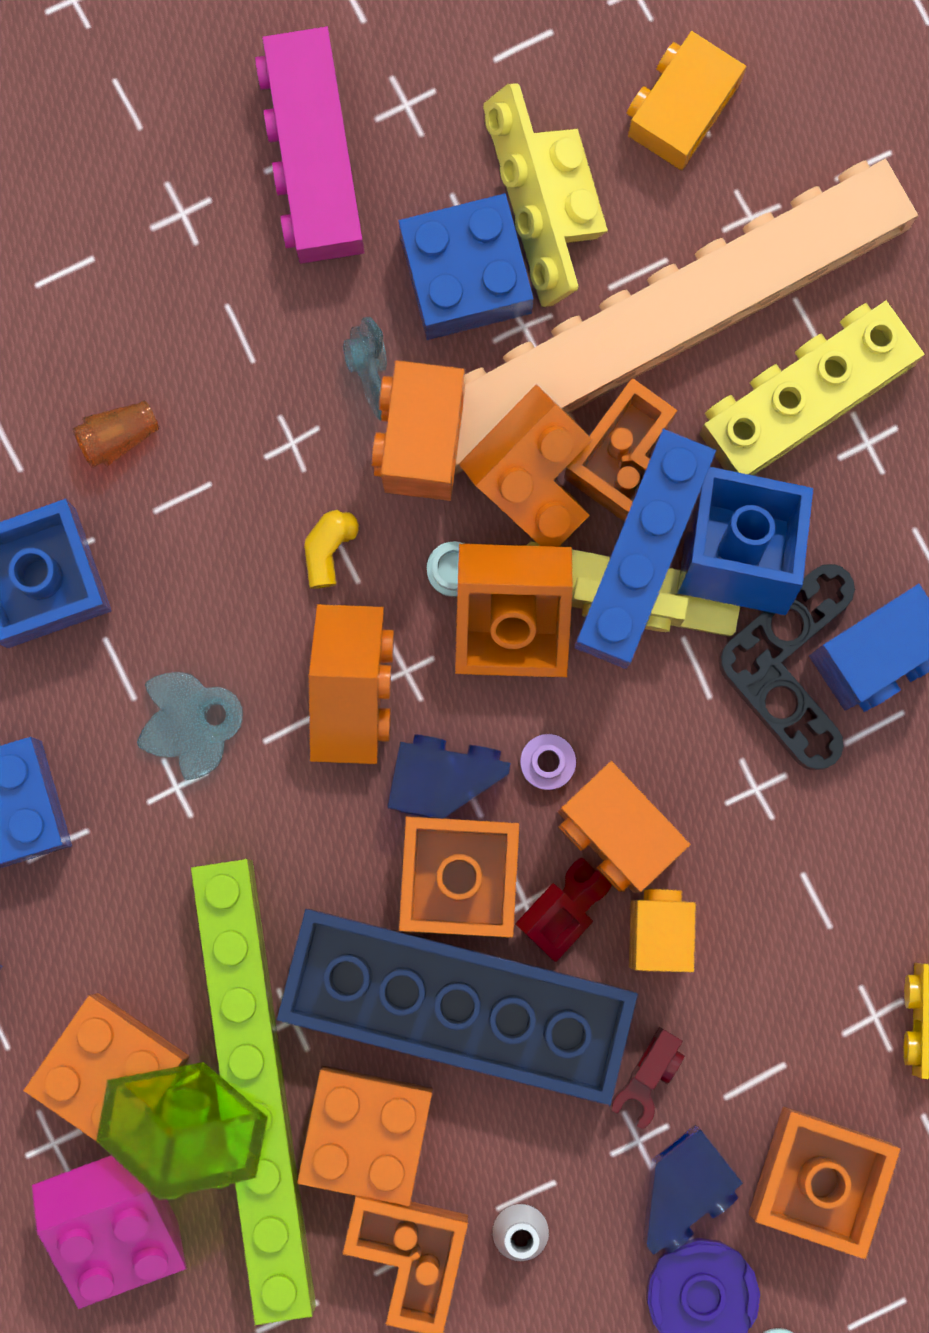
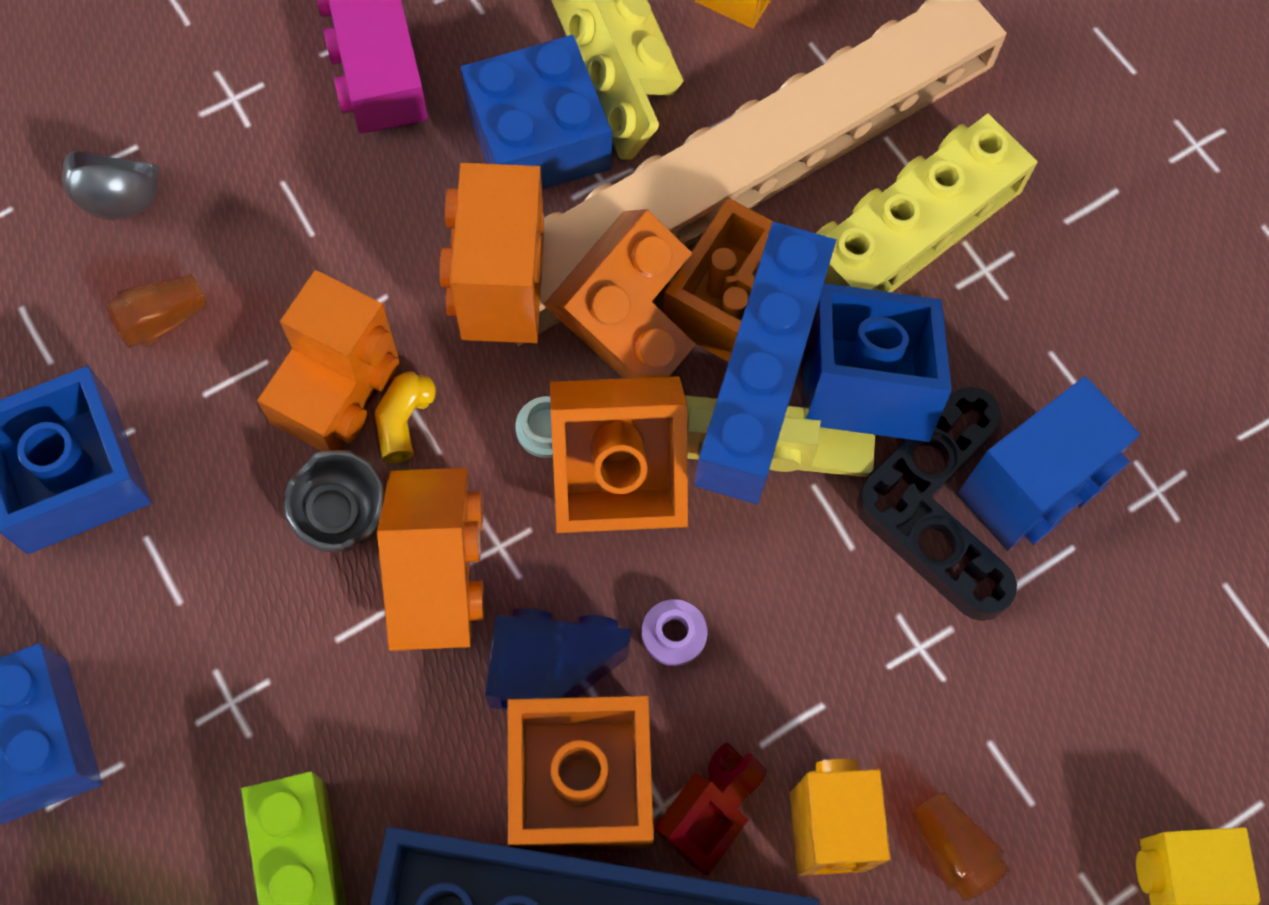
camera: 10 degrees left, 15 degrees down
(74, 305) = (109, 185): none -> flat silver hair
(182, 723) = (238, 626): clear light blue plate -> none
(269, 628) = (334, 501): none -> flat silver hair
(270, 505) = (334, 366): none -> orange brick
(367, 356) = (428, 204): clear light blue plate -> none
(621, 830) = (772, 694): orange brick -> none
(761, 958) = (960, 848): none -> clear orange cone

